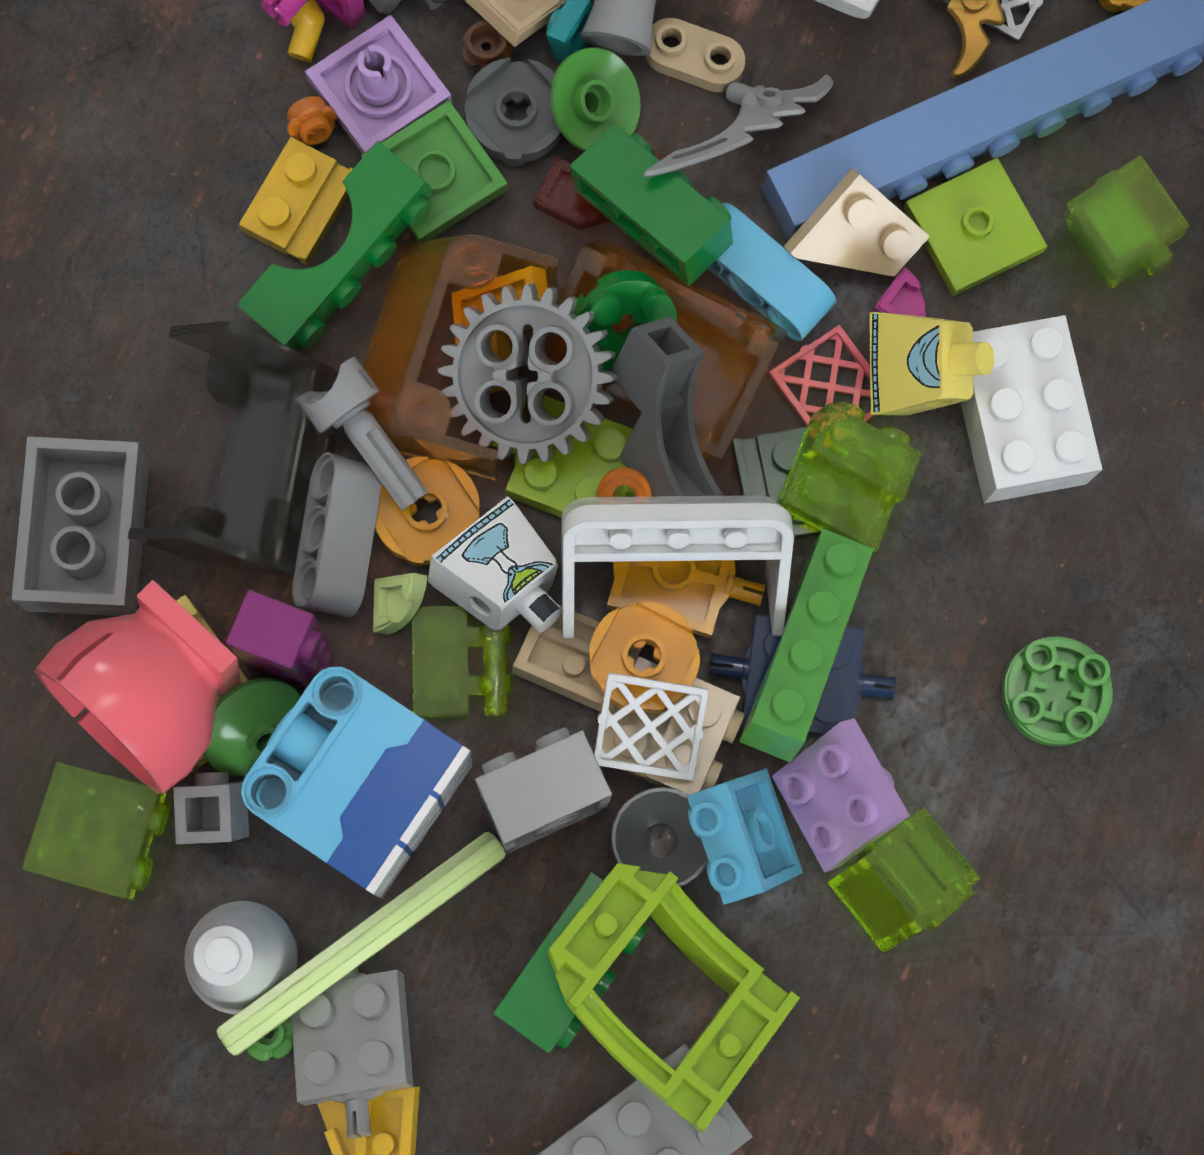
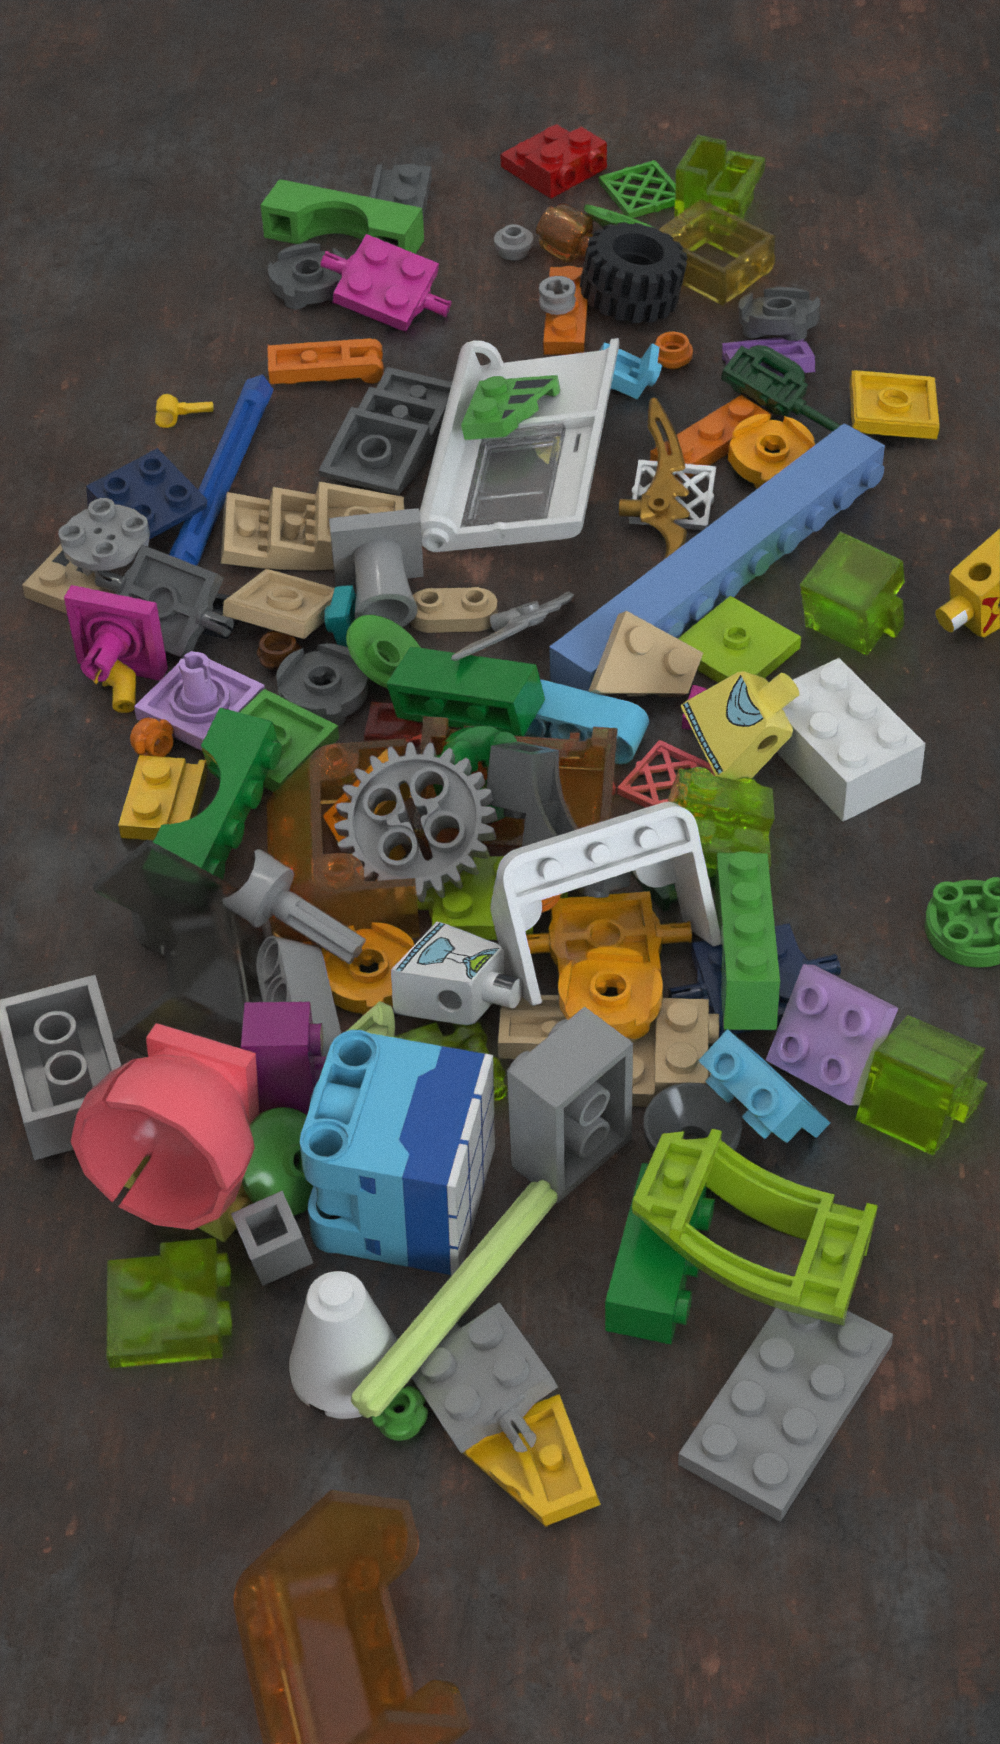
camera: 10 degrees left, 30 degrees down
(694, 732) = (682, 1025): white window -> none

